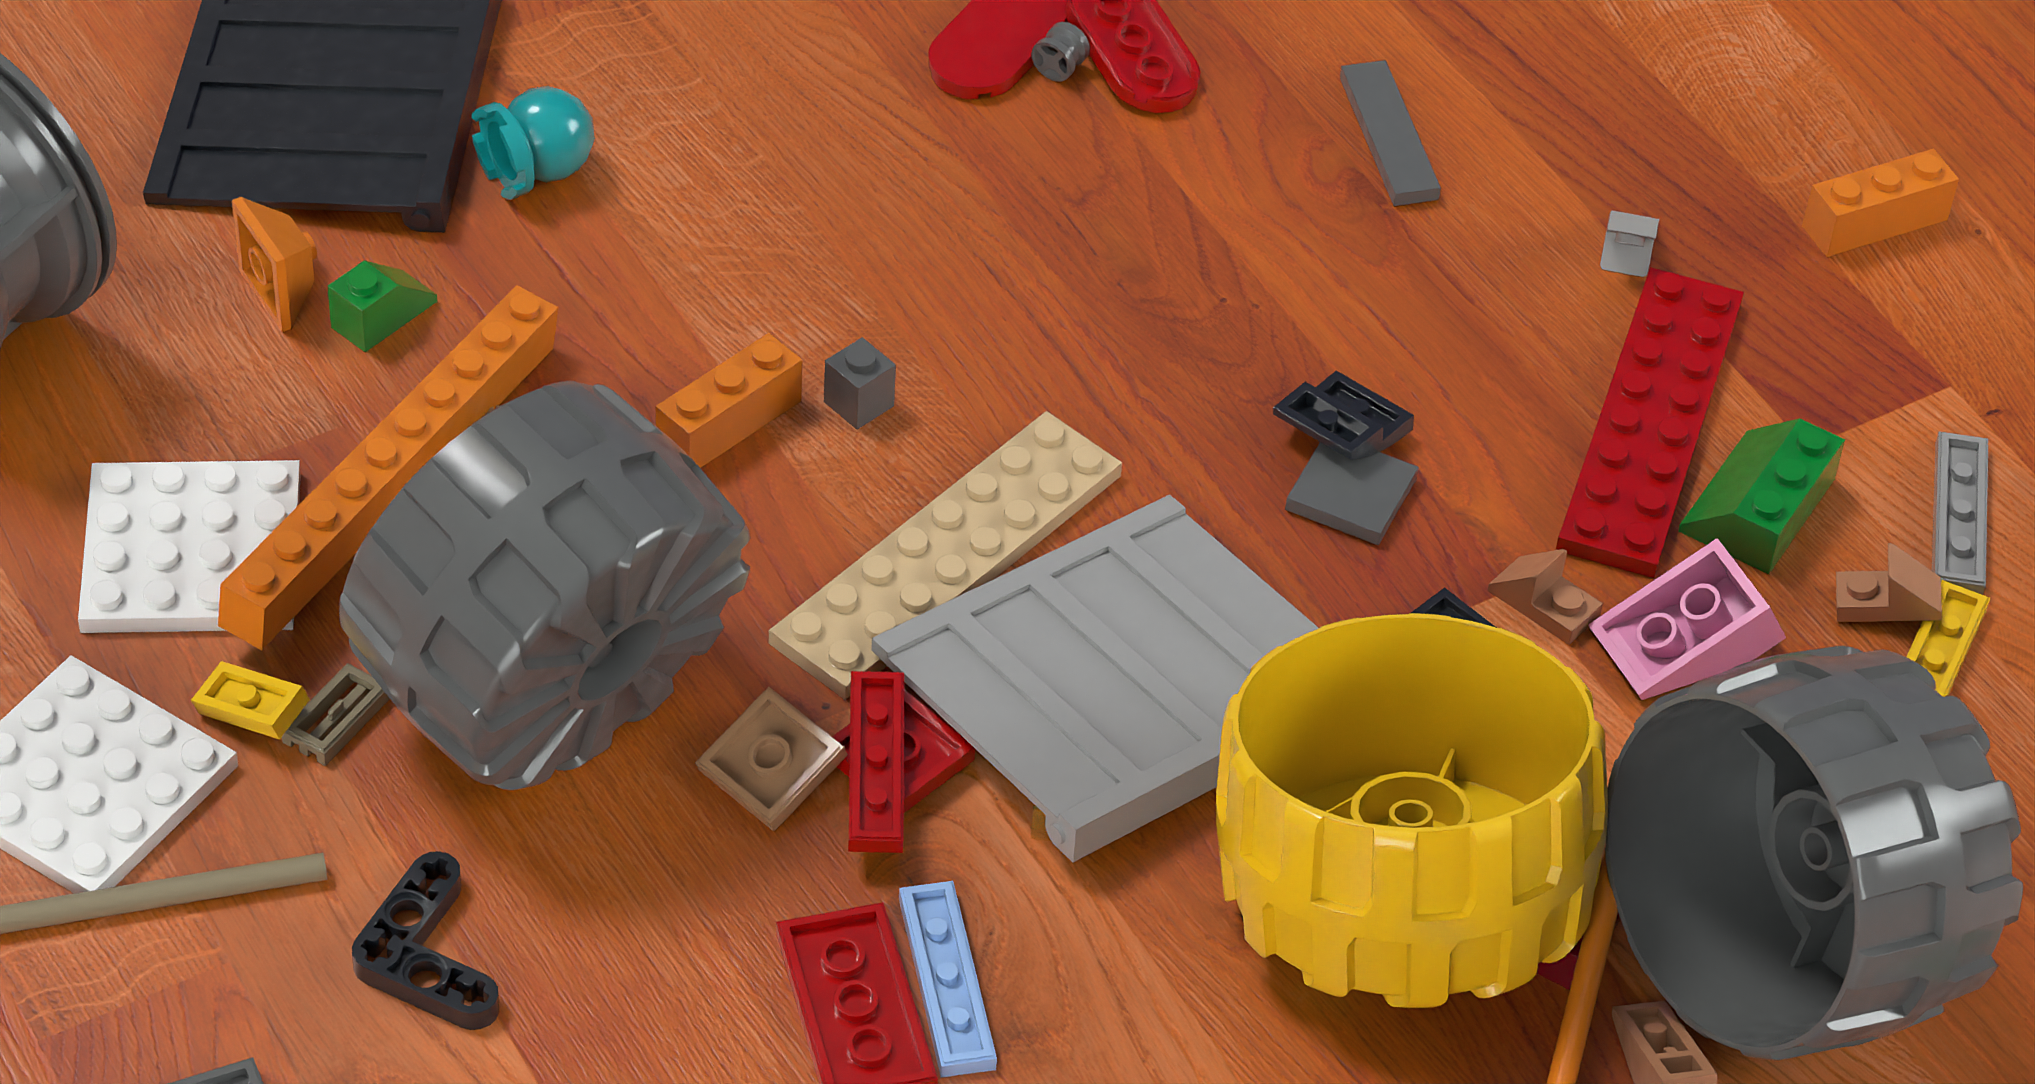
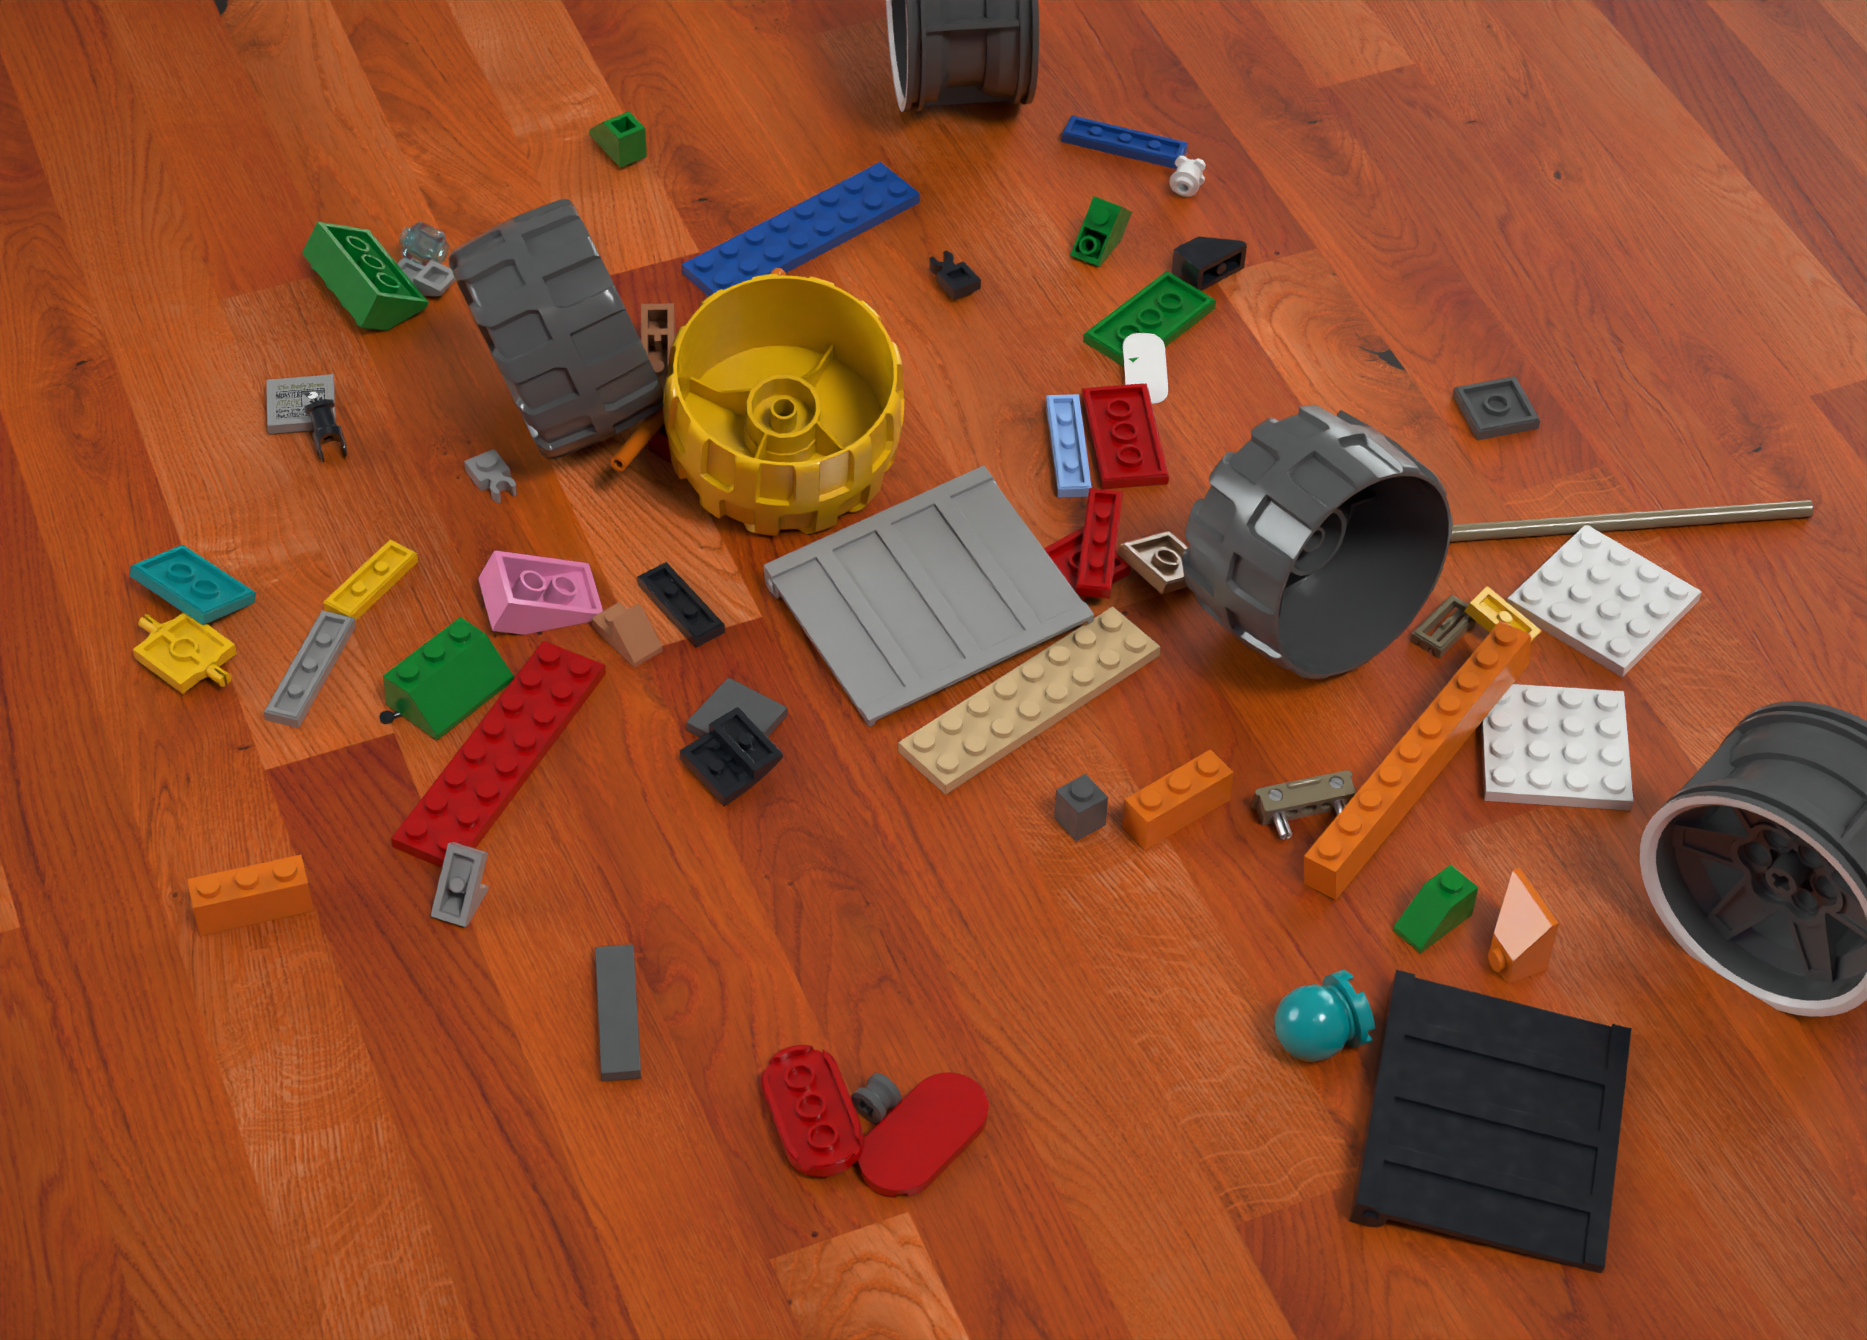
camera: 170 degrees left, 0 degrees up
(1900, 594) = (388, 603): nougat slope -> none

